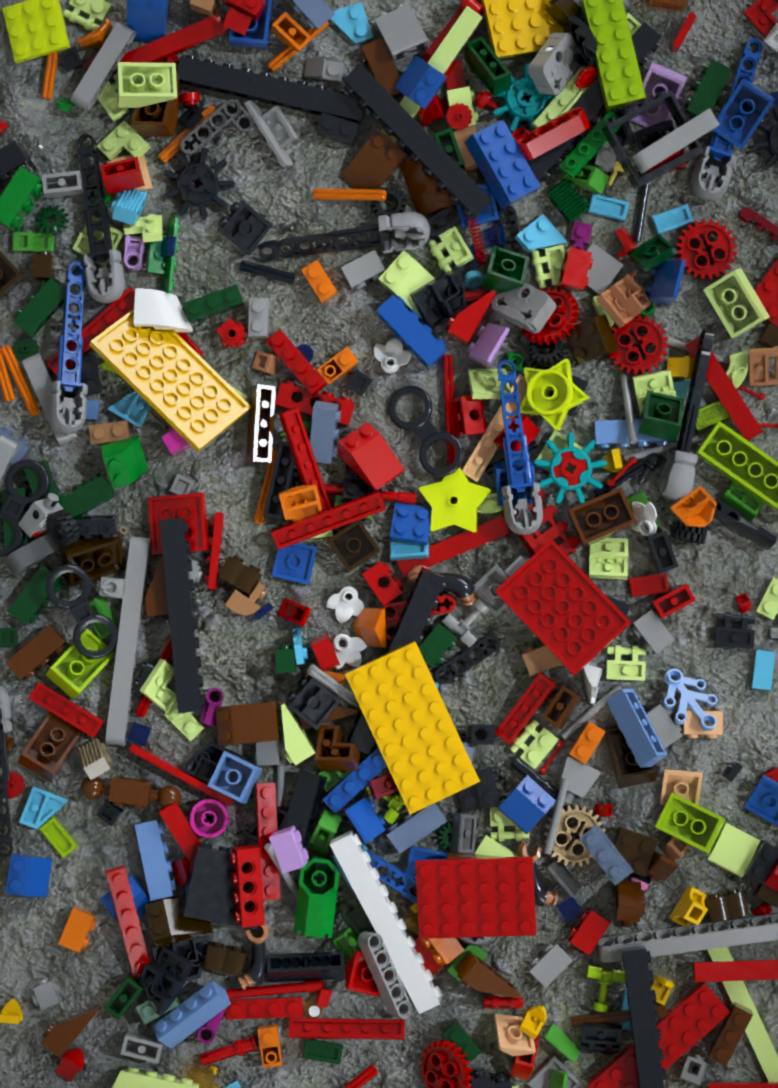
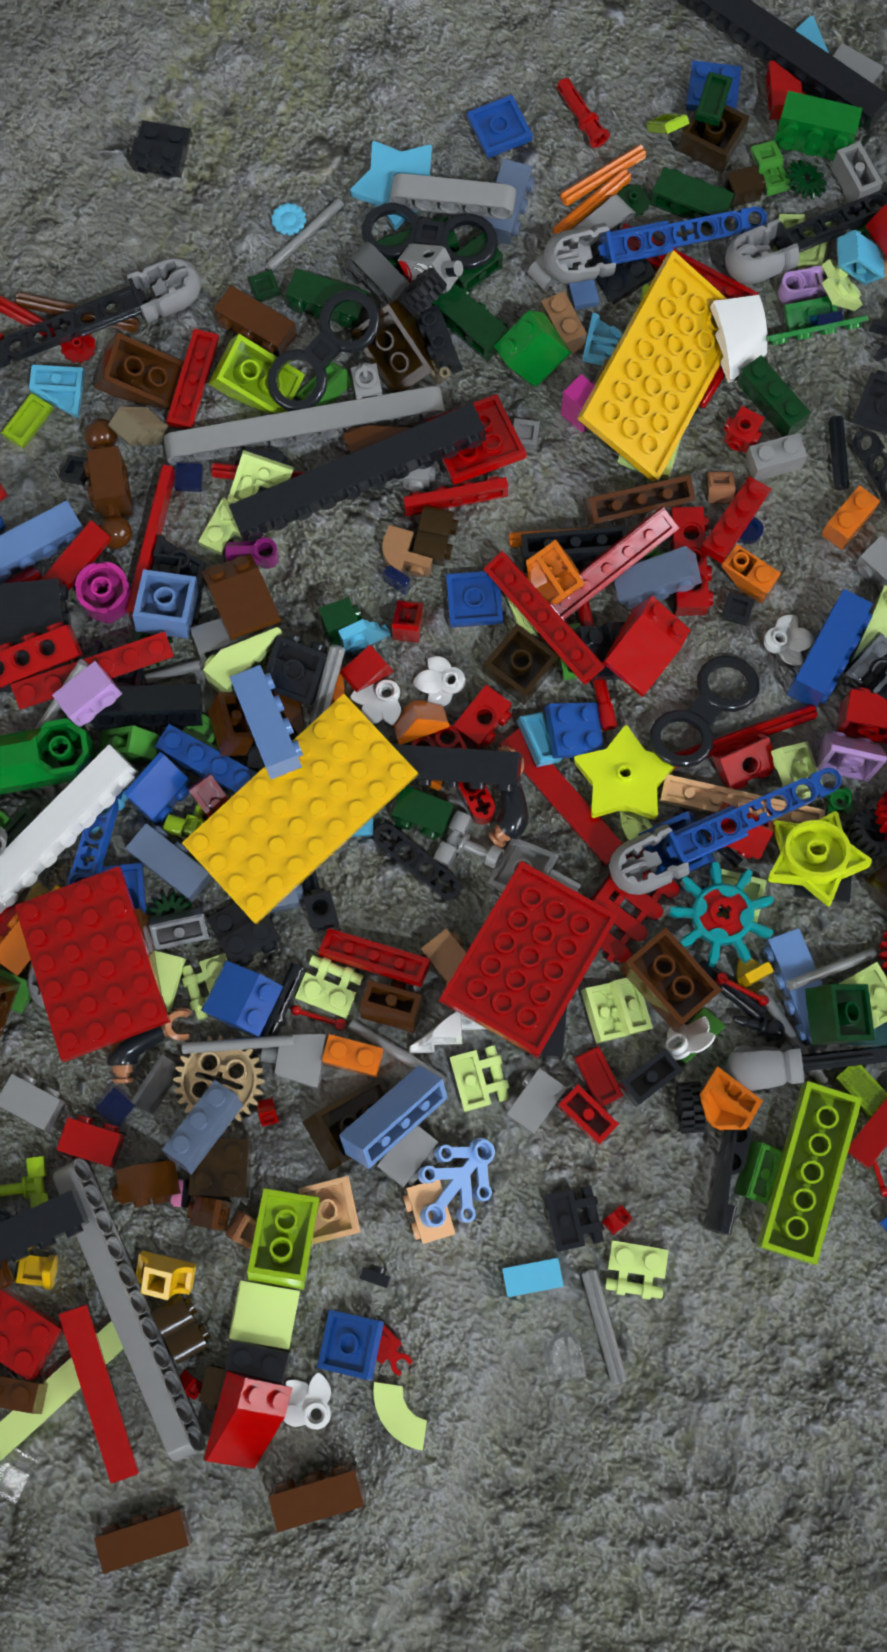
camera: 75 degrees right, 10 degrees down
(348, 733) = (265, 721): none -> medium blue brick

